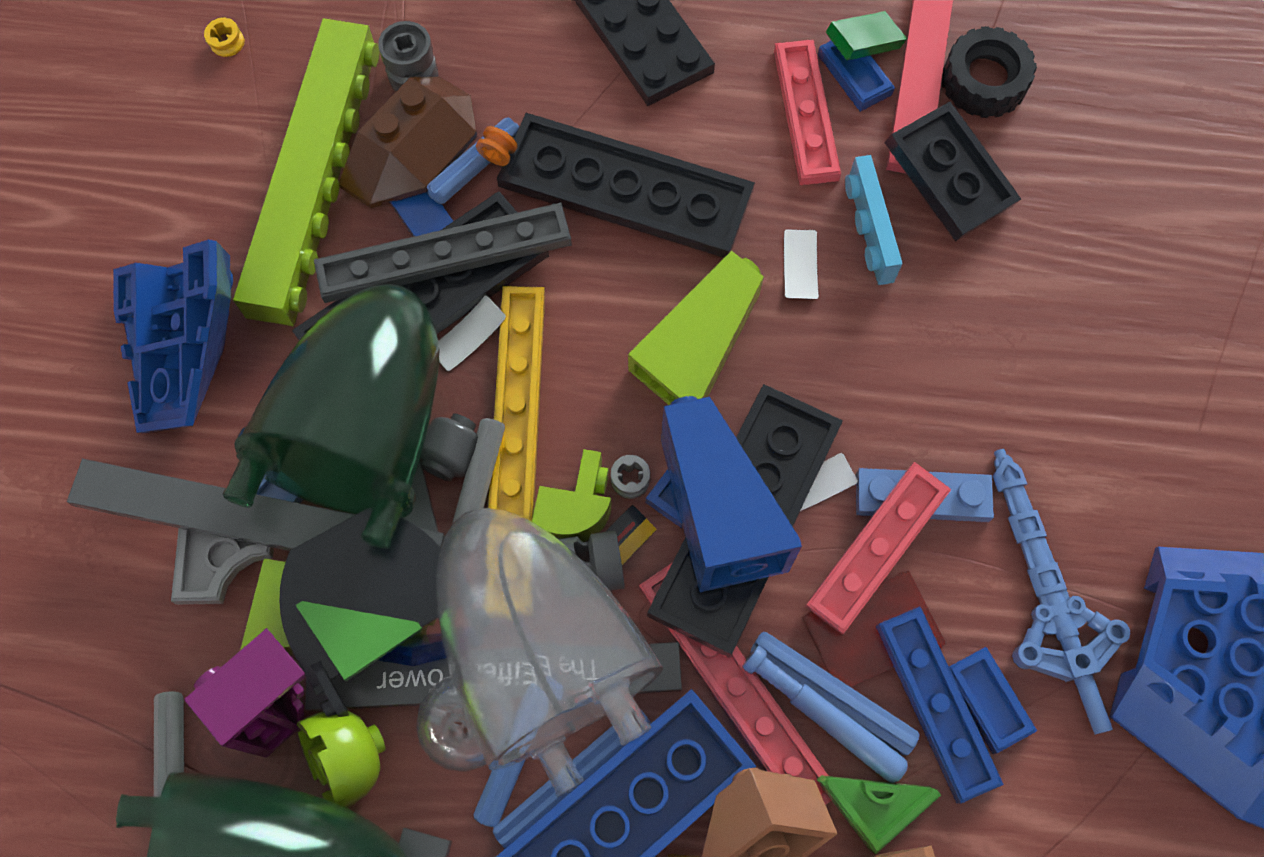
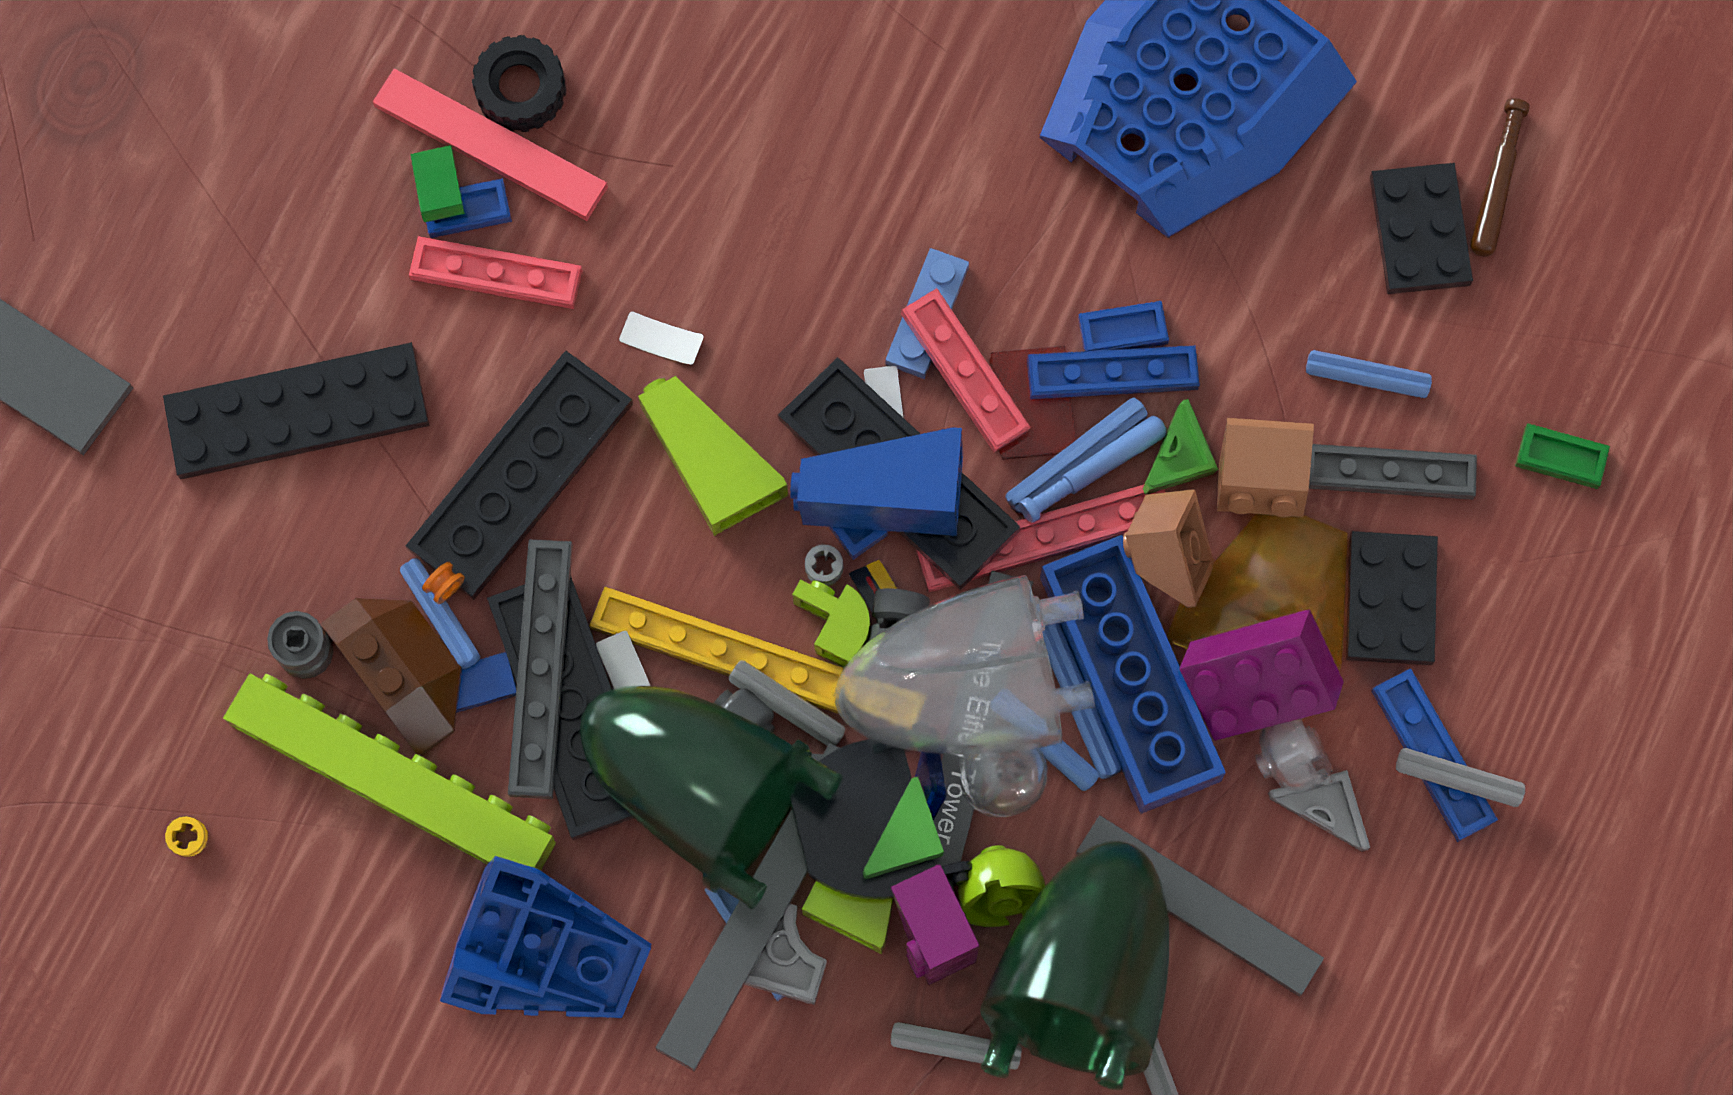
camera: 70 degrees left, 5 degrees up
(873, 220) = (644, 254): medium azure plate -> none
(952, 170) = (620, 161): black plate -> none
(1057, 611) = (1068, 240): medium blue bar -> none

